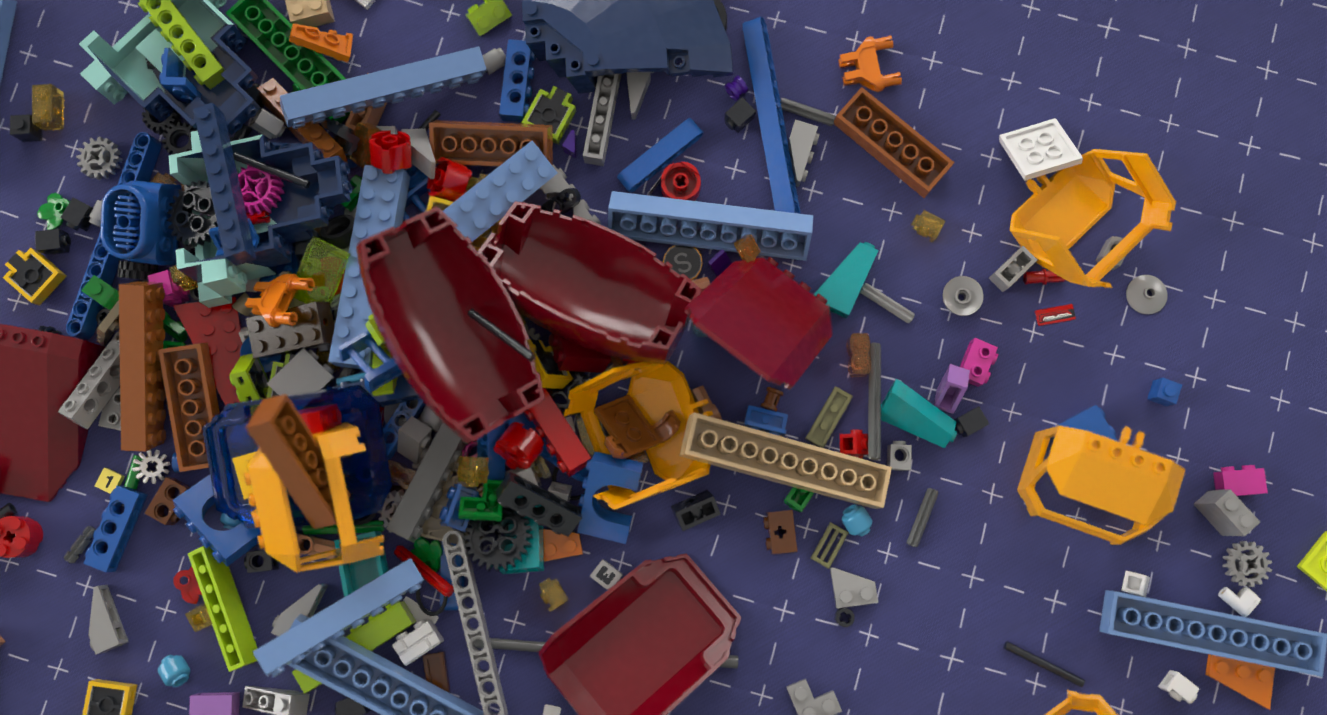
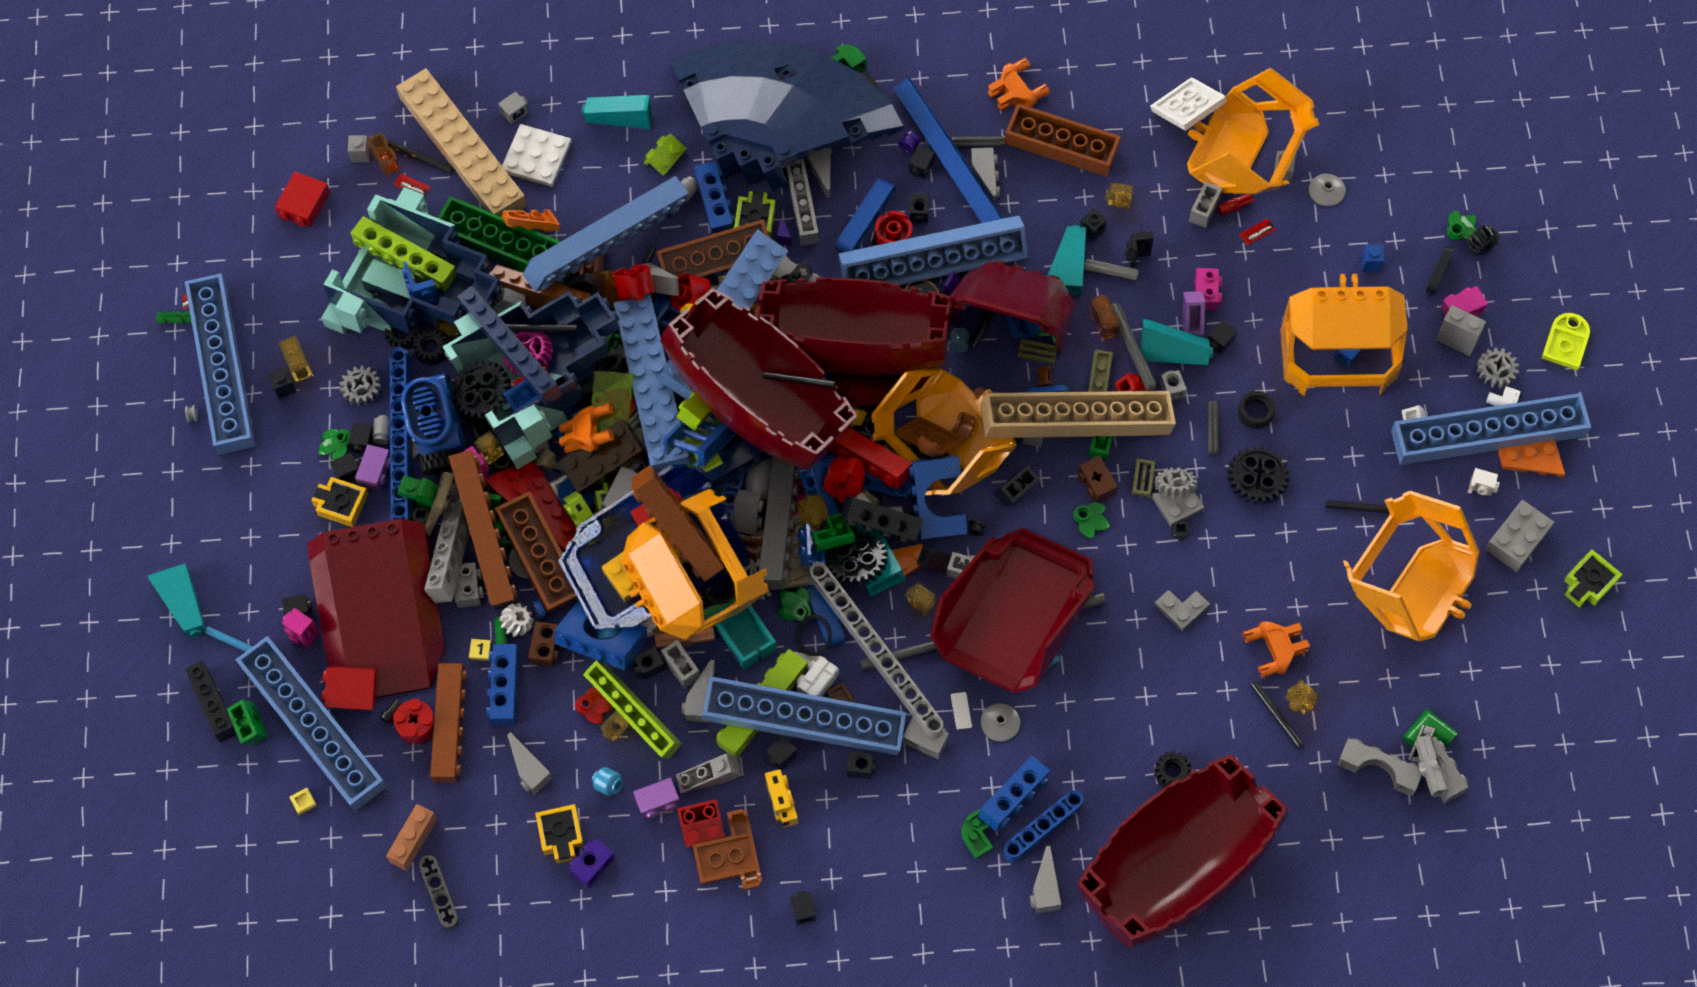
camera: 25 degrees left, 15 degrees down
(47, 549) = (447, 723): none -> dark orange brick
(77, 251) = (373, 468): none -> medium lavender piece
(80, 545) = (475, 711): dark grey axle -> none
(288, 581) = (680, 664): none -> light grey brick
(338, 617) = (747, 662): medium blue brick -> none
(425, 571) = (800, 615): red axle -> none
(580, 559) = (933, 559): none -> black brick
(638, 538) = (976, 528): none -> black bush
(721, 158) = (919, 201): none -> black brick
(747, 248) = (973, 259): clear orange bracket -> none
(760, 573) = (1093, 521): none -> green plate
(857, 520) = (1158, 447): dark azure head -> none
(860, 566) = (1176, 482): none -> light grey gear
(888, 247) = (1094, 223): none -> black brick
(924, 289) = (1139, 246): none -> black bracket
(965, 599) = (1276, 477): none -> black gear
(972, 293) = (1175, 234): light grey dish -> none
(991, 515) = (1256, 423): none -> black tyre
(1230, 430) = (1439, 270): none -> black beam
(1275, 389) = (1463, 225): none -> green plate
(1291, 415) = (1483, 240): none -> black gear

